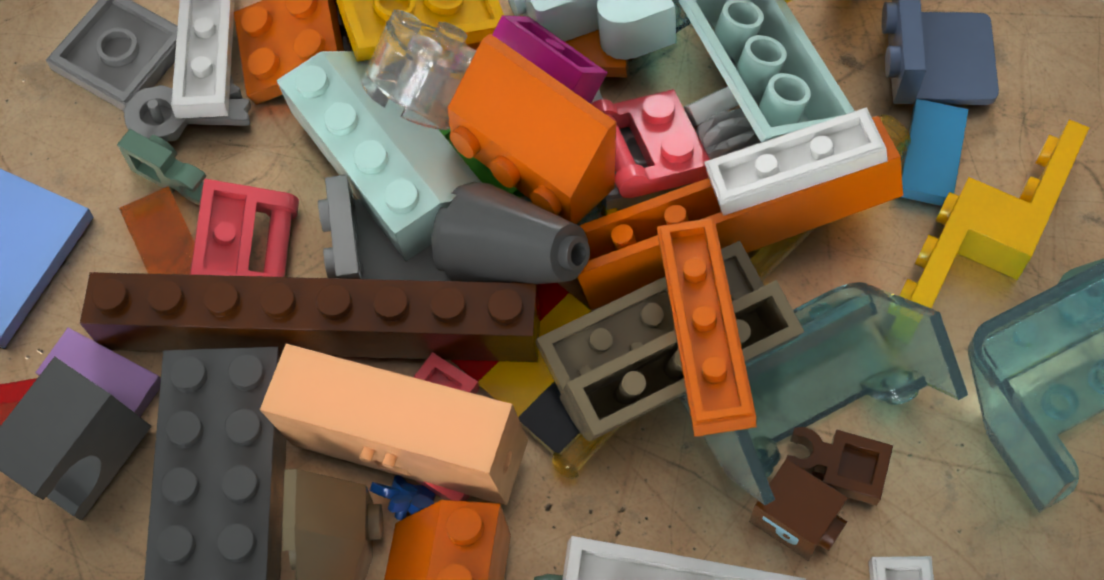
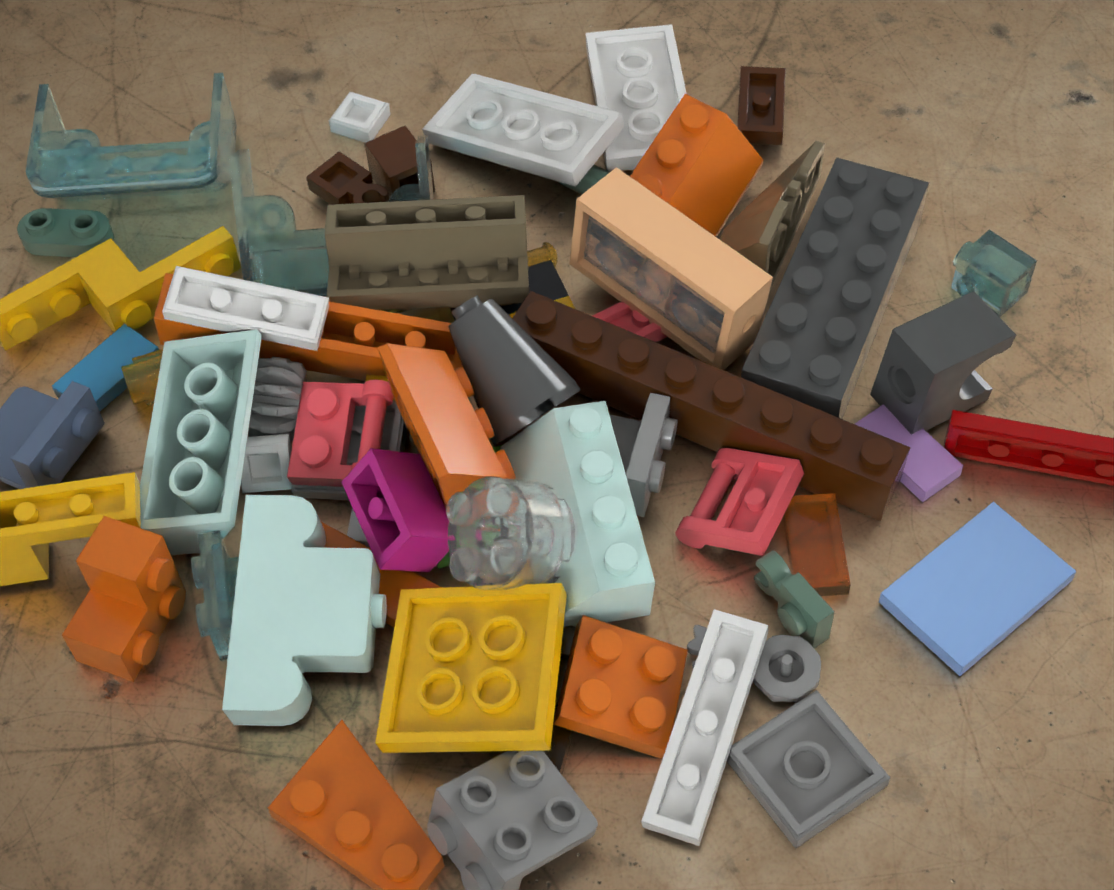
camera: 155 degrees left, 10 degrees down
(706, 328) = (399, 216): orange tile -> none

